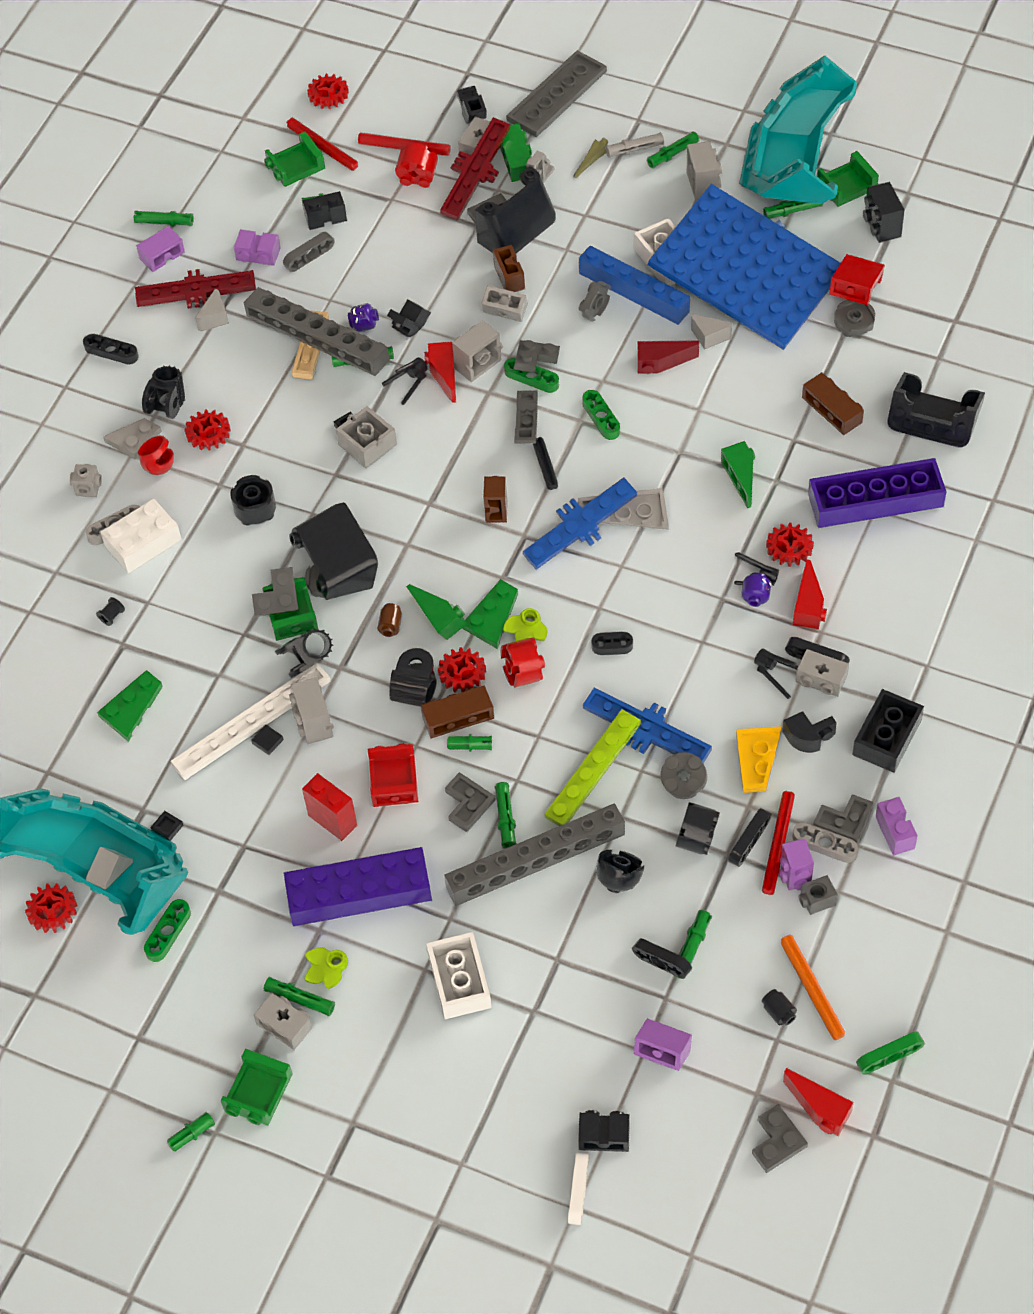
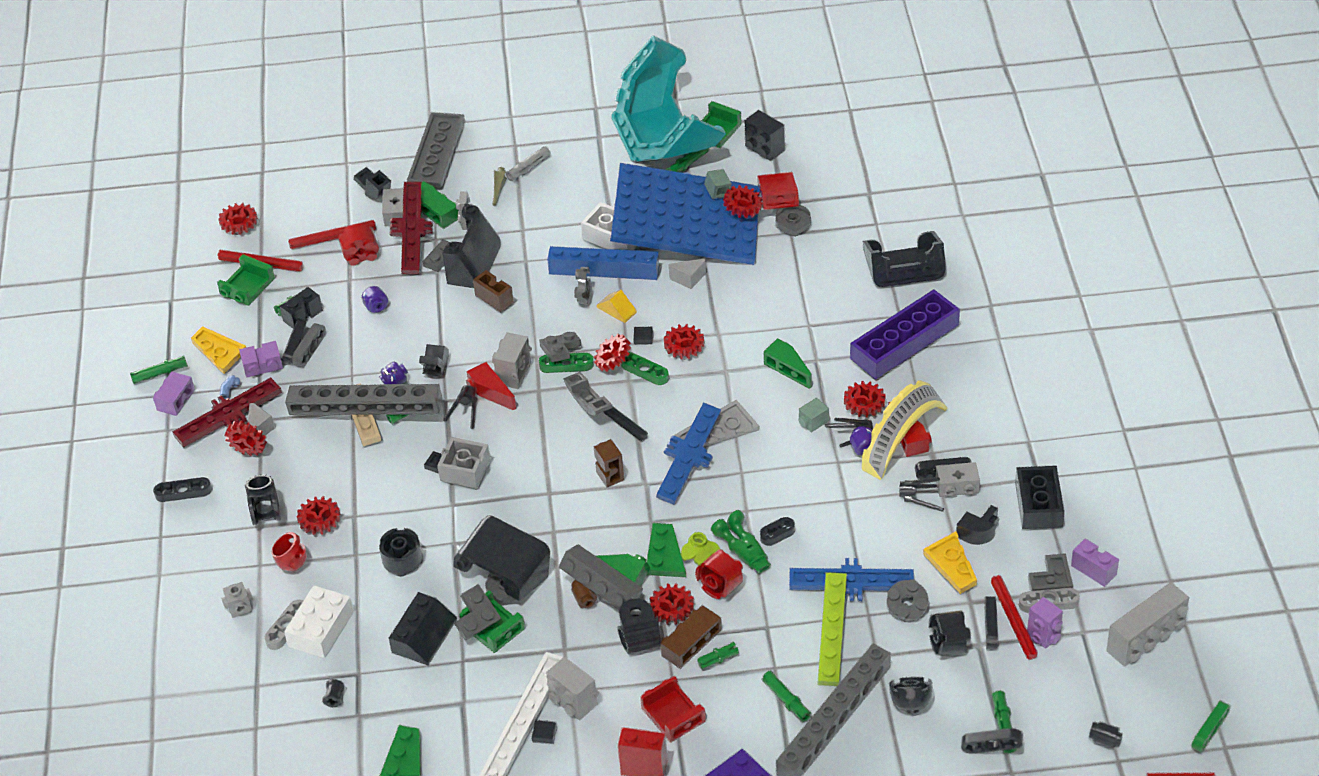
camera: 30 degrees left, 10 degrees down
(132, 436) = (253, 550): light grey wing -> none
(189, 323) = (245, 438): none -> red gear
(211, 261) = (227, 384): none -> medium blue arm
(224, 586) = (422, 629): none -> black slope
(227, 219) = (217, 348): none -> yellow wing
(298, 646) = (548, 636): black piece -> none
(299, 239) = (293, 340): none -> black beam
(397, 230) = (374, 299): none -> dark purple head
(409, 611) = (599, 576): none -> dark grey brick
(473, 801) = (752, 696): dark grey plate -> none
(504, 303) = (508, 317): light grey brick -> none
(569, 647) = (746, 546): none -> green piece
(577, 384) = (612, 352): none -> red gear
(619, 338) = (618, 306): none -> yellow slope
(623, 378) = (643, 335): none -> black tile
(655, 403) = (683, 341): none -> red gear
(663, 355) = (663, 305): dark red slope -> none
(666, 153) = (552, 168): green pin -> none
(702, 167) = (600, 159): light grey brick -> none
(727, 538) = (813, 415): none -> sand green brick
(795, 247) = (717, 183): none -> sand green brick
(797, 581) = (896, 421): none -> windscreen
(809, 277) = (742, 201): none -> red gear
(812, 987) = (1117, 708): orange axle -> none
(818, 886) = (1073, 639): dark grey brick -> none
(833, 403) = (822, 286): reddish brown brick -> none
(899, 917) = (1147, 624): none -> light grey brick

